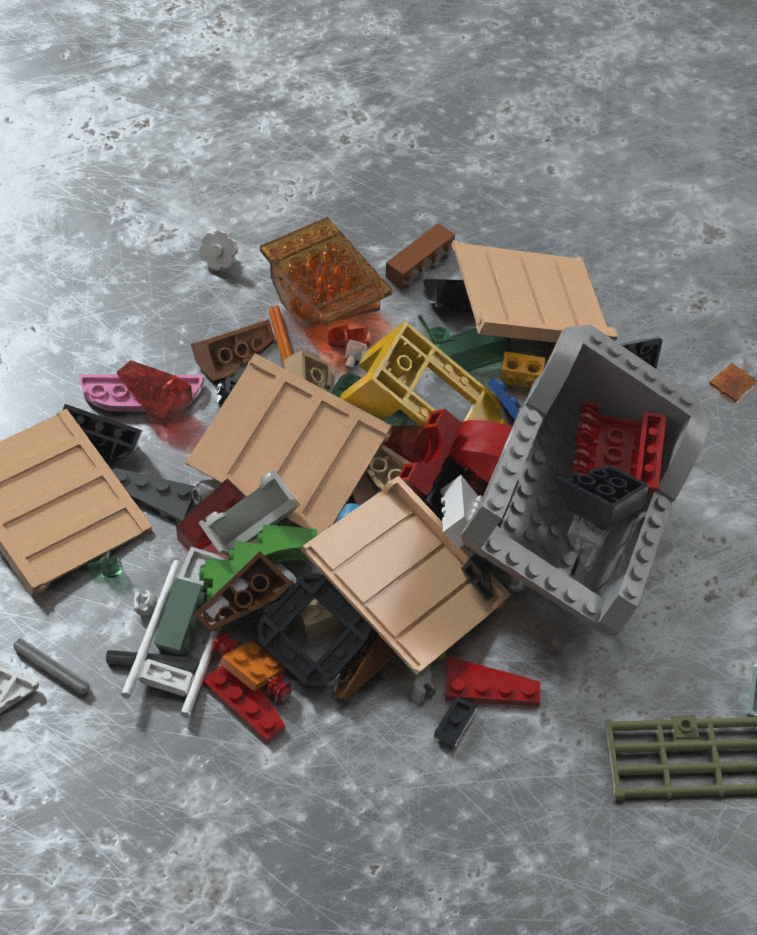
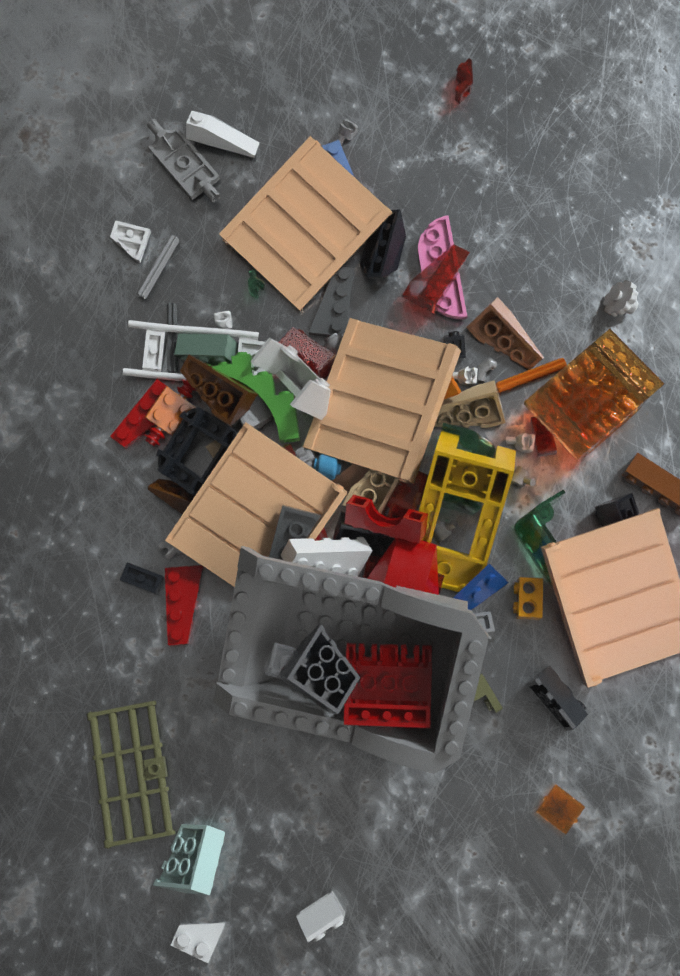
camera: 90 degrees right, 25 degrees up
(429, 541) = (291, 525): none -> dark grey wing

